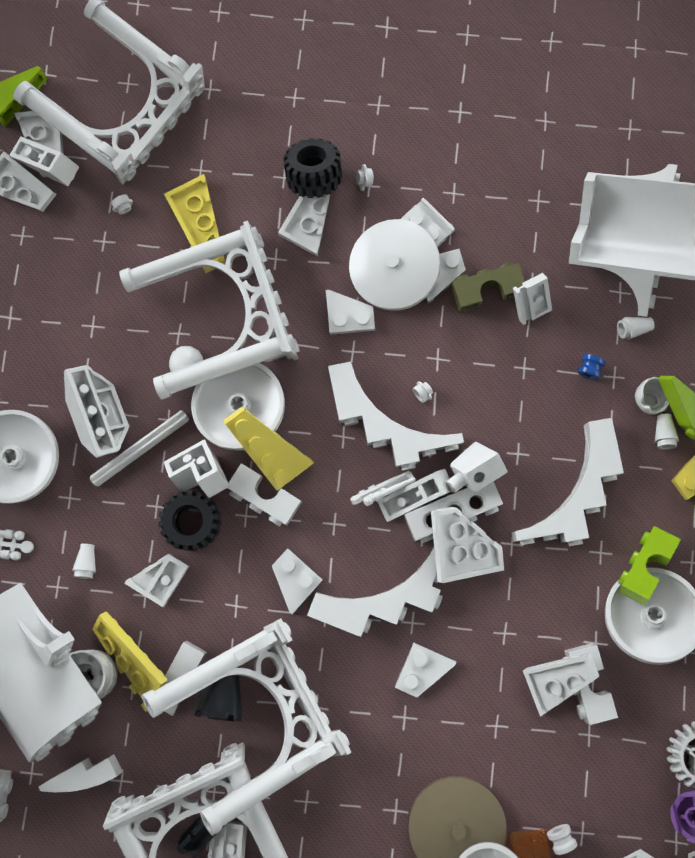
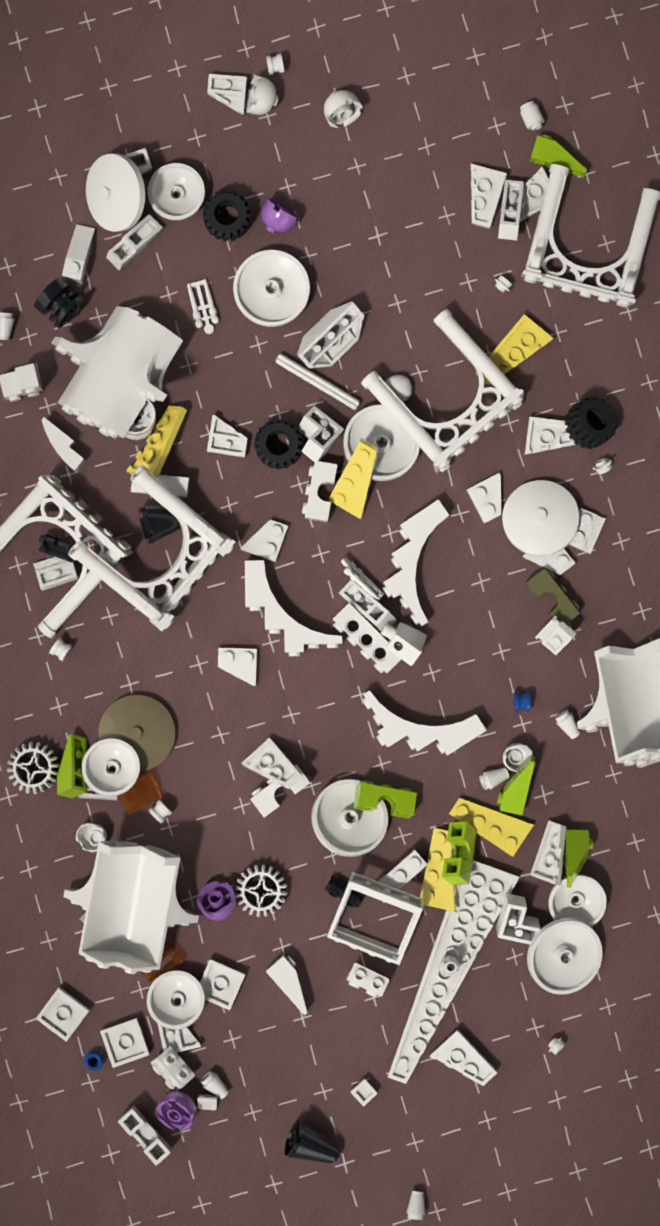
camera: 60 degrees right, 5 degrees up
(85, 562) = (215, 378): white cone -> none
(423, 391) = (449, 580): white plate -> none
(462, 547) = (342, 655): white plate -> none

